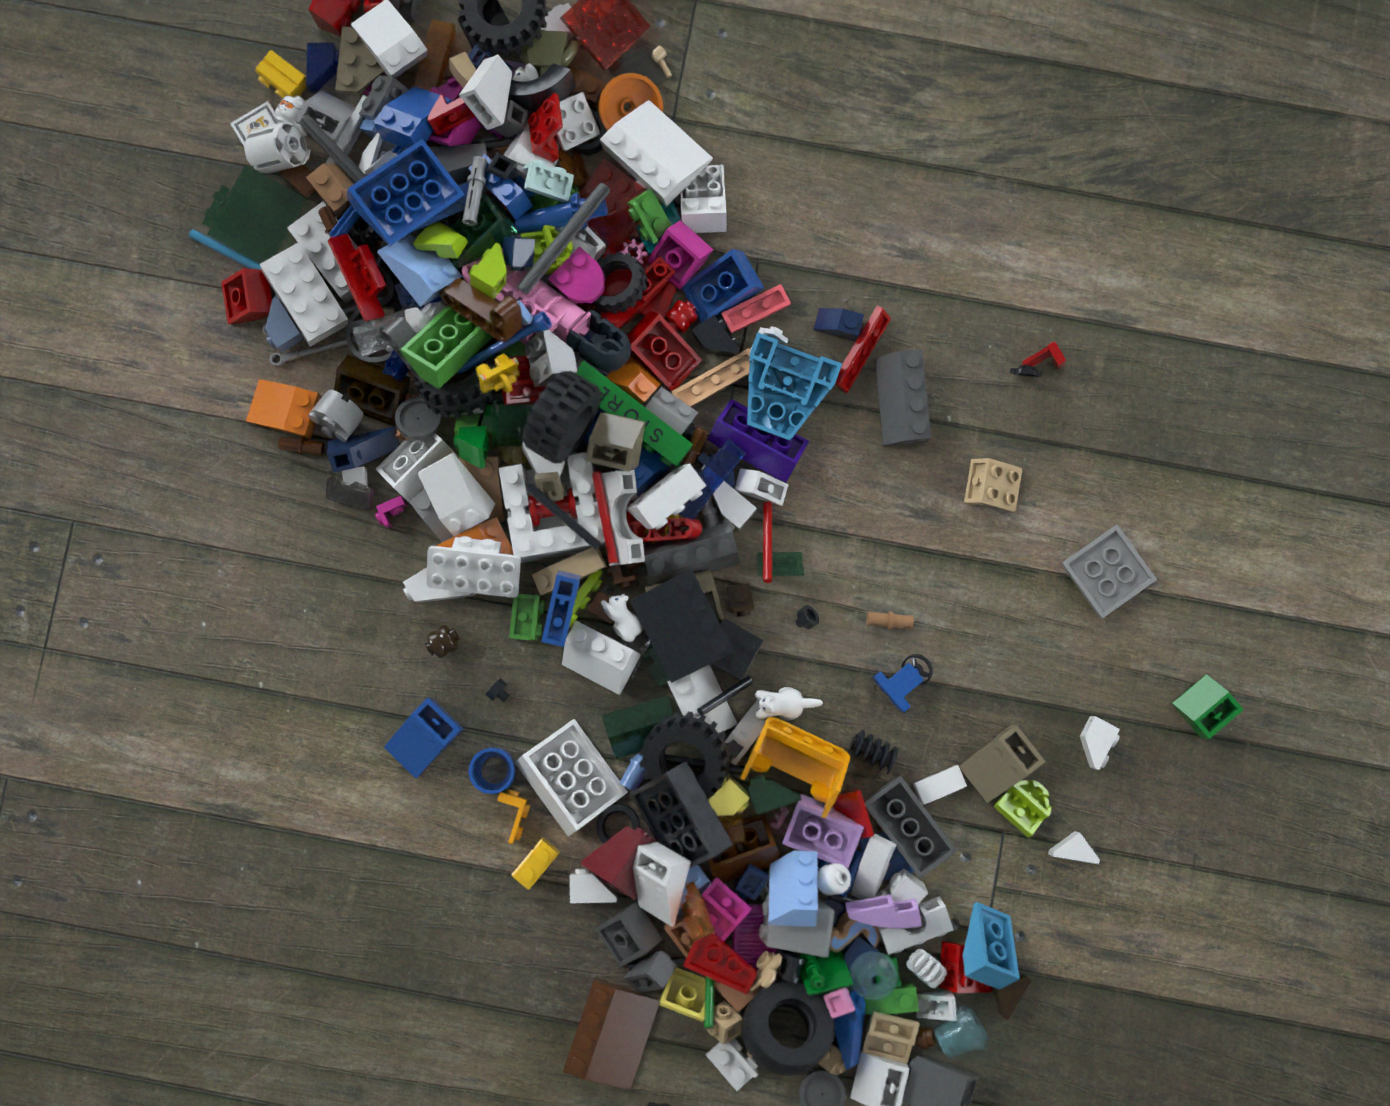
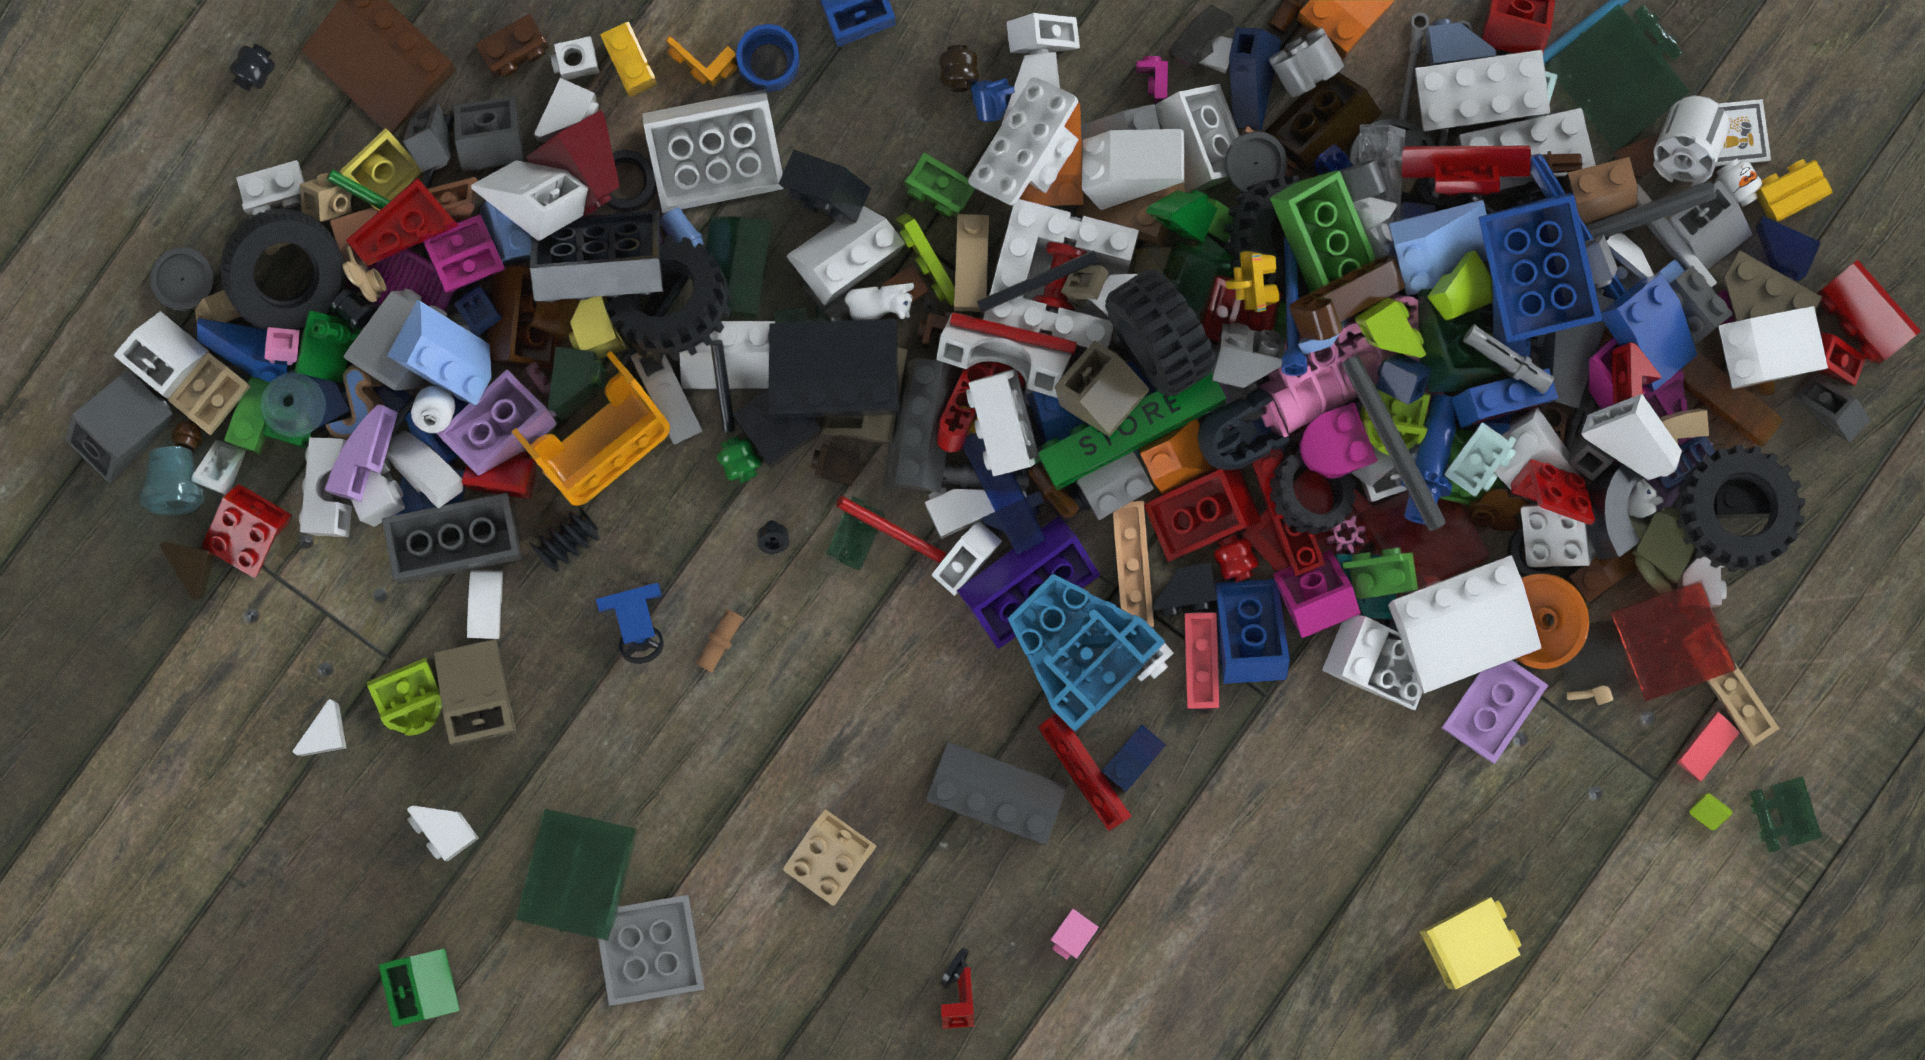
camera: 110 degrees right, 0 degrees up
(393, 597) = (1042, 32): none -> white slope
(453, 610) = (991, 99): none -> blue piece
(497, 690) = (864, 109): black tile -> none
(502, 166) = (1524, 408): black slope -> none
(551, 889) = (586, 67): none -> white brick
(561, 608) = (926, 228): blue slope -> none
(562, 946) = (513, 46): none -> reddish brown bracket
(563, 690) = (824, 187): none -> black piece
(696, 913) = (472, 222): clear orange bracket -> none
(700, 114) = (1494, 708): none -> lavender plate
(767, 663) = (739, 459): none -> green piece
(786, 704) = (677, 458): white animal -> none
(854, 63) = (1471, 943): none -> light yellow slope
(926, 968) = (269, 476): white gear -> none
(967, 309) = (1073, 935): none -> bright pink brick
(990, 948) = (257, 565): dark azure slope -> none
(1085, 640) = (576, 874): none -> clear green piece

